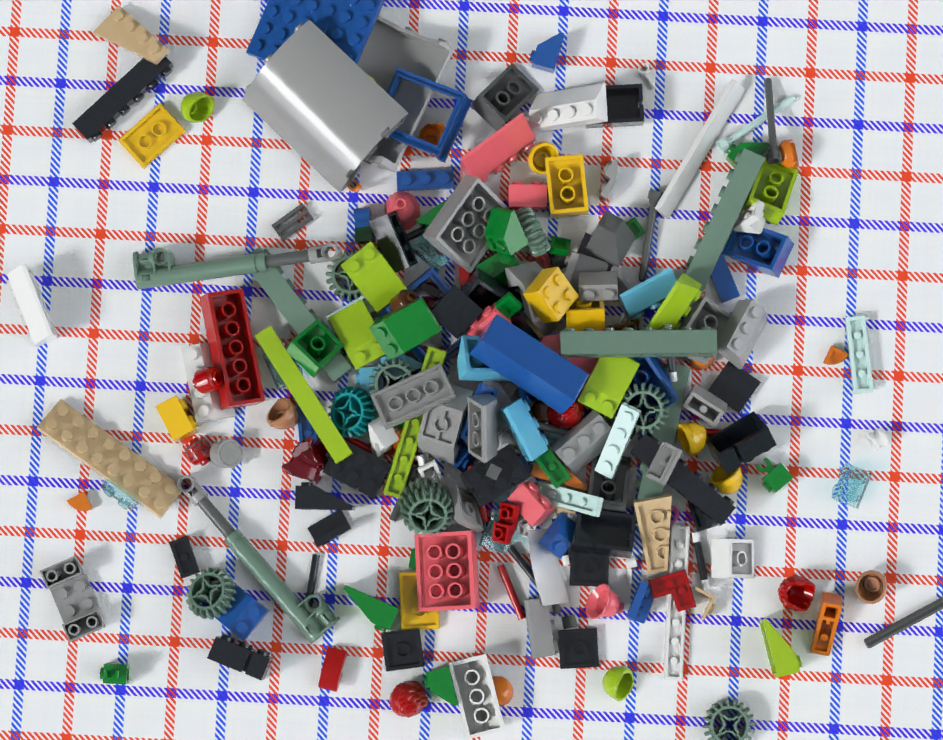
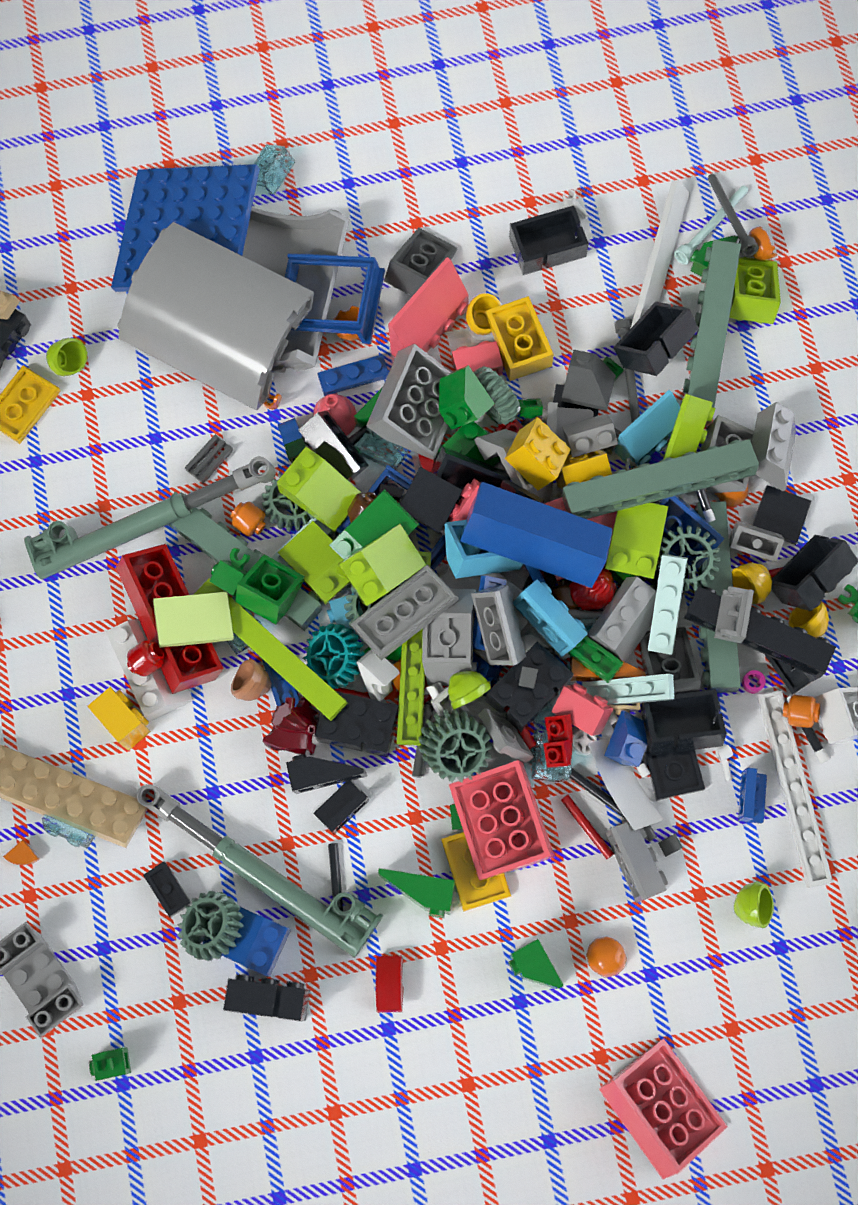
camera: 15 degrees left, 10 degrees down
(198, 451) = (156, 753): red head -> none
(226, 453) = (190, 745): piece -> none
(250, 358) = (193, 619): none -> yellowish green tile
(287, 327) = (228, 574): none -> green brick
(312, 282) = (248, 518): none -> orange head
(402, 649) = (472, 934): black tile -> none
(405, 356) = (382, 564): none -> lime slope
(408, 699) = (496, 997): red hair -> none
(445, 467) = (466, 687): none -> lime hat
(476, 696) = (584, 970): white slope -> none
(508, 305) = (491, 474): green plate -> none
(547, 53) = (455, 206): blue slope -> none
(569, 108) = (500, 251): white slope -> none
(578, 648) = (691, 875): black tile -> none
(603, 603) = (706, 809): coral hat -> none
(610, 175) = (565, 320): light grey slope -> none
(654, 526) = (741, 697): tan wing -> none
(674, 218) = (656, 338): none -> black piece
(675, 584) = (790, 764): red tile -> none
(698, 548) = (801, 711): none -> orange head
(710, 606) = (837, 779): tan bracket -> none
(724, 281) = (732, 401): blue tile -> none
(751, 219) = (743, 321): white slope -> none
(762, 251) = (761, 353): blue slope -> none

